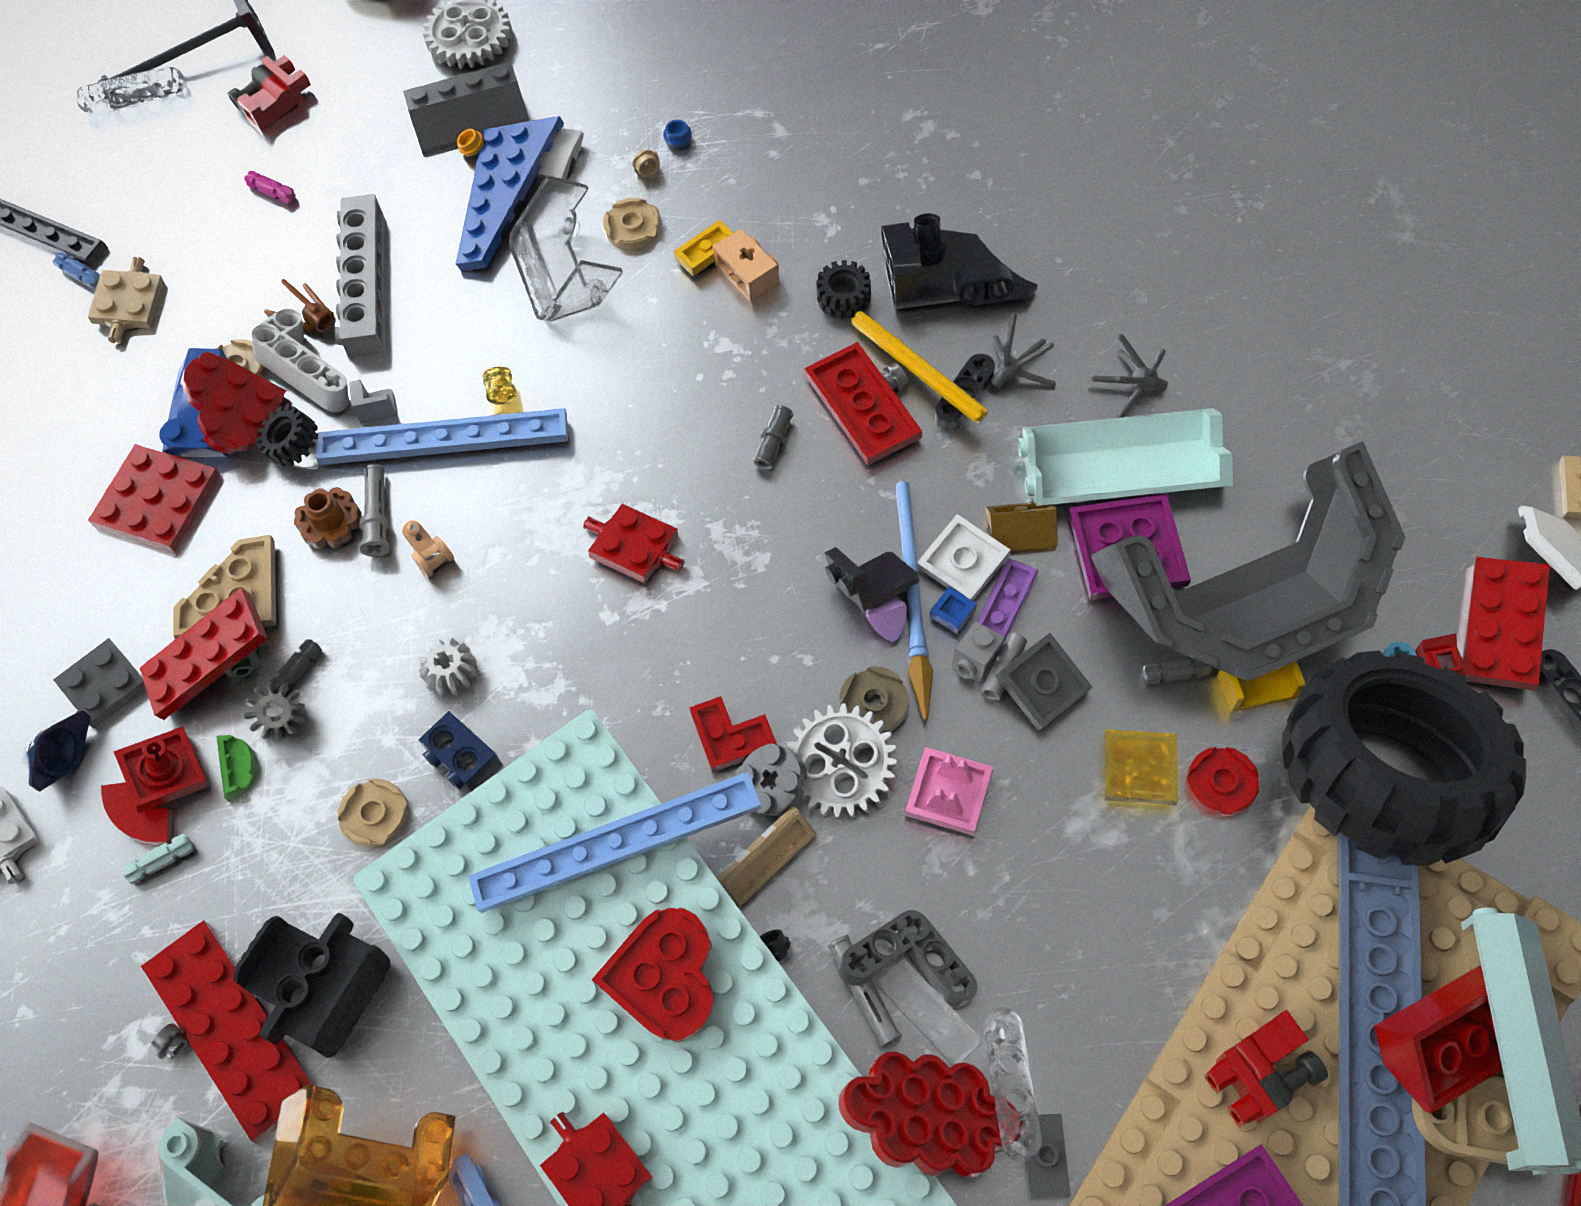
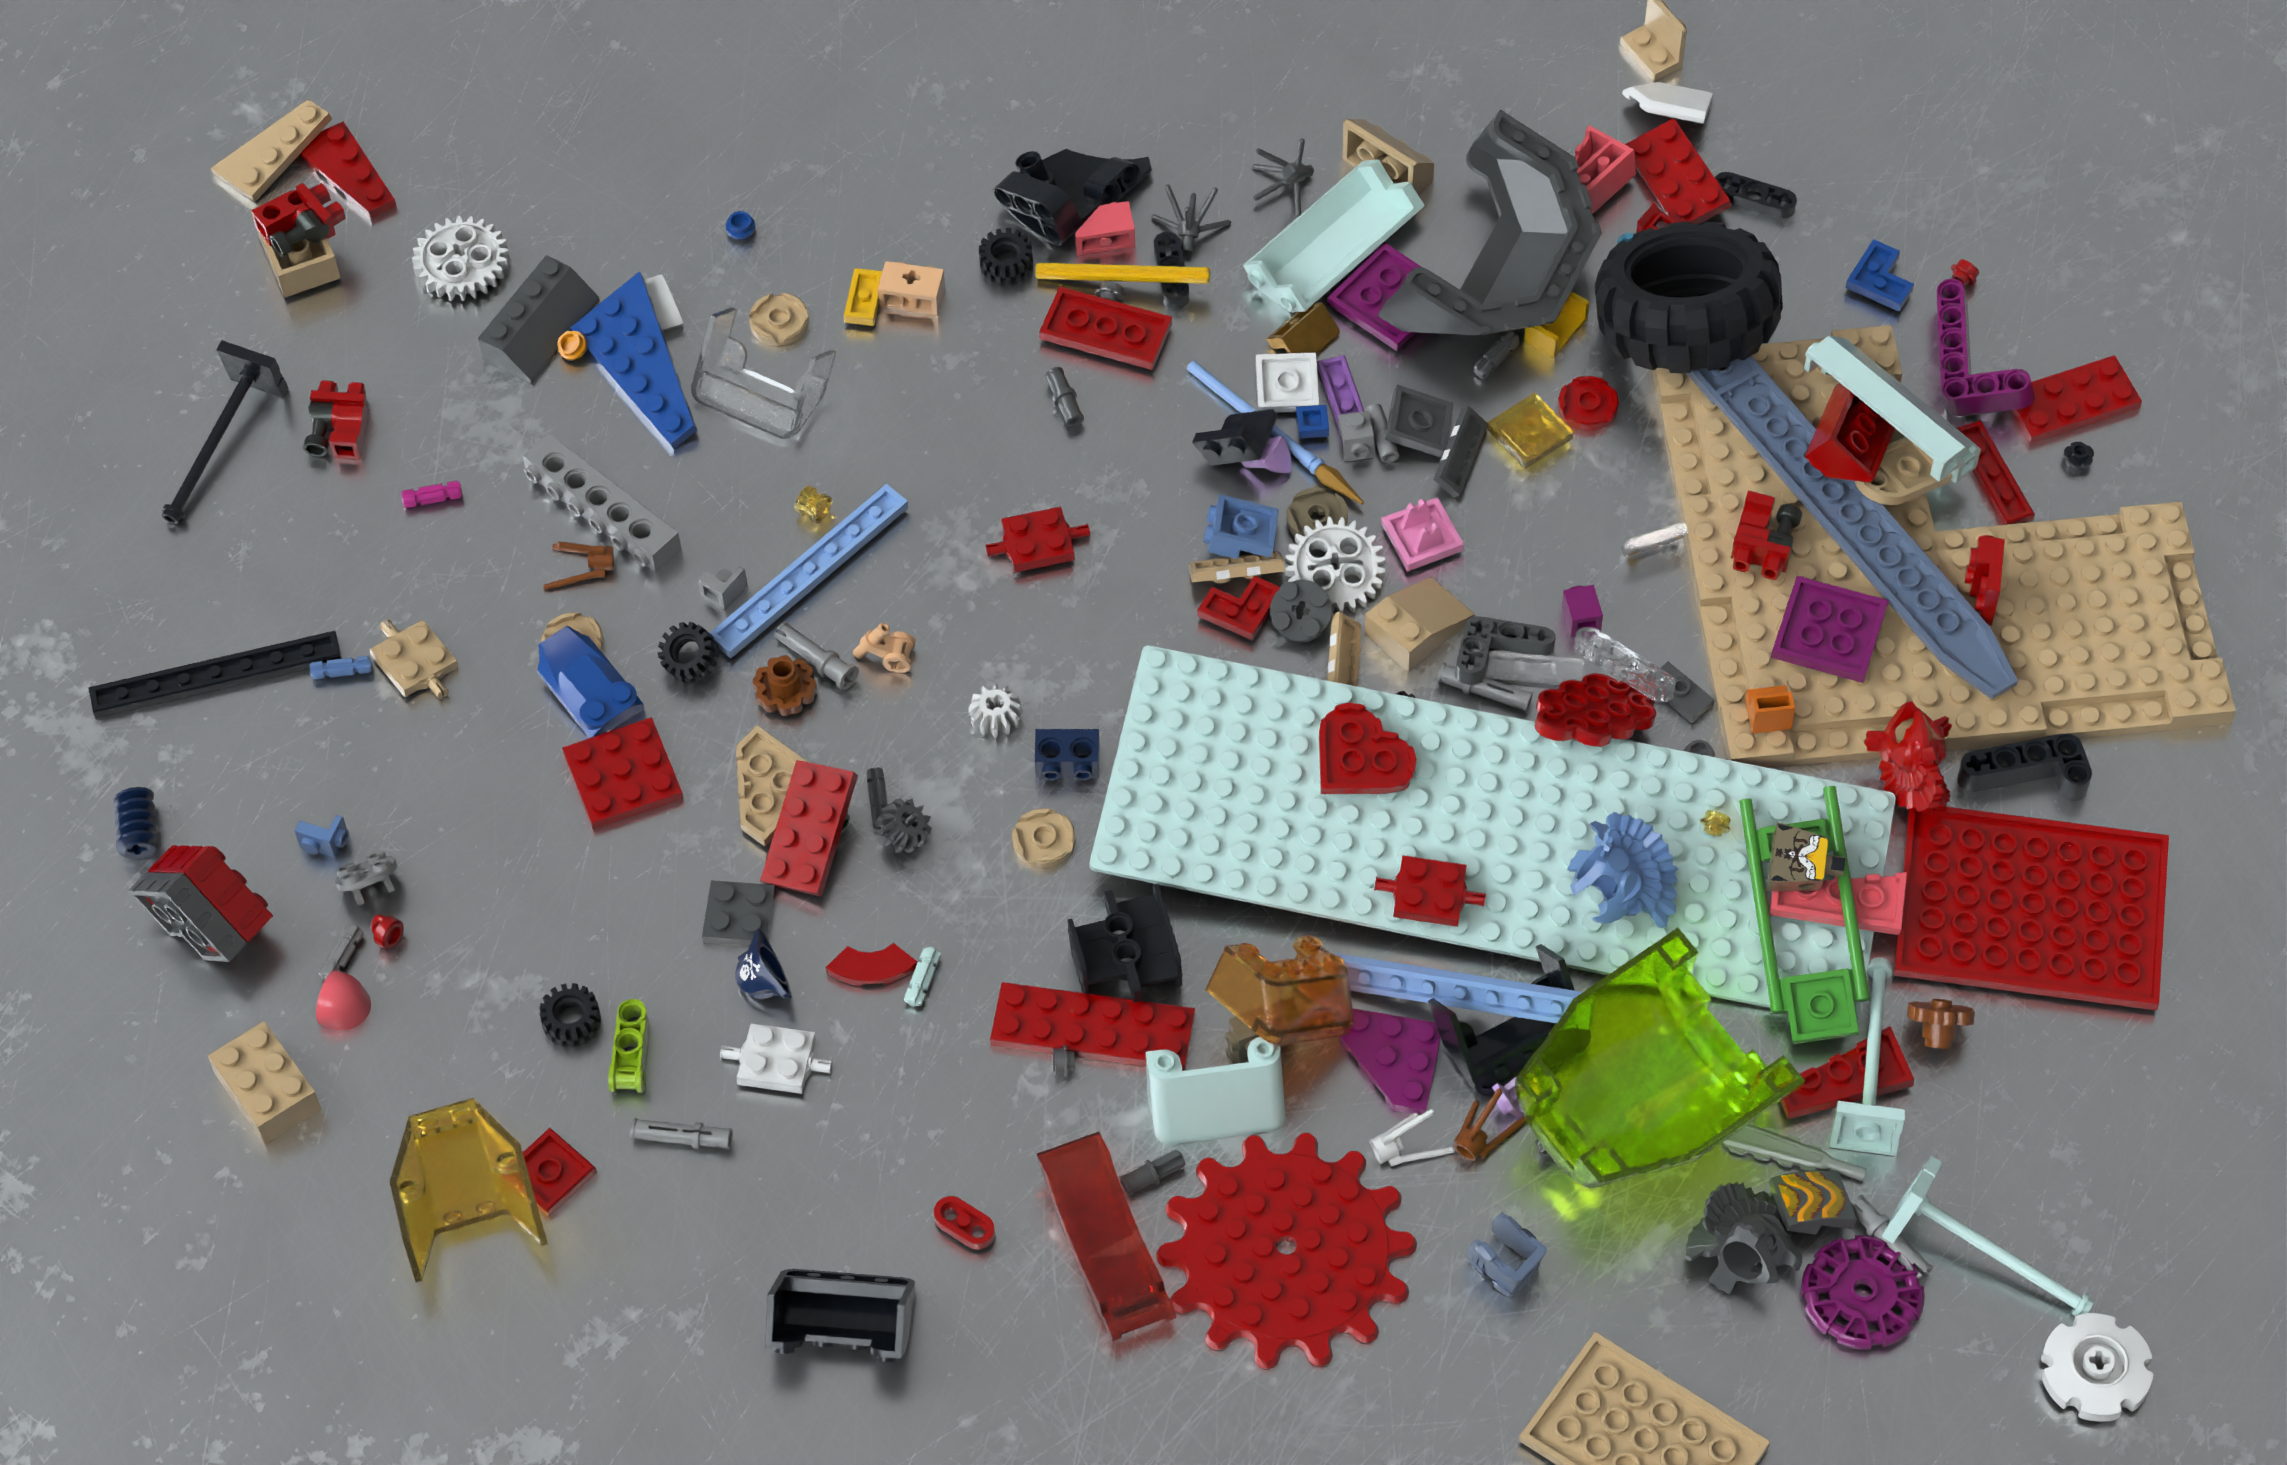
camera: 45 degrees left, 5 degrees down
(128, 85) = (203, 502): clear beam -> none
(160, 769) = (861, 921): red plate -> none
(229, 401) = (620, 656): red plate -> none
(237, 765) = (907, 884): bright green tile -> none
(280, 349) = (634, 598): white beam -> none
(614, 842) = (1252, 704): light blue plate -> none
(646, 163) = (741, 265): tan plate -> none
(760, 694) = (1246, 566): none -> tan plate
(794, 661) = (1240, 527): none -> medium blue plate
(867, 872) = (1415, 622): none -> tan slope
(942, 321) = (1106, 230): none -> coral slope
(1024, 988) = (1581, 608): none -> magenta brick
(1056, 738) = (1460, 451): none -> dark grey plate
(1160, 973) = (1654, 539): none -> clear tile
(1243, 421) = (1370, 142): none -> tan slope
(1432, 564) = (1603, 166): none -> coral wedge

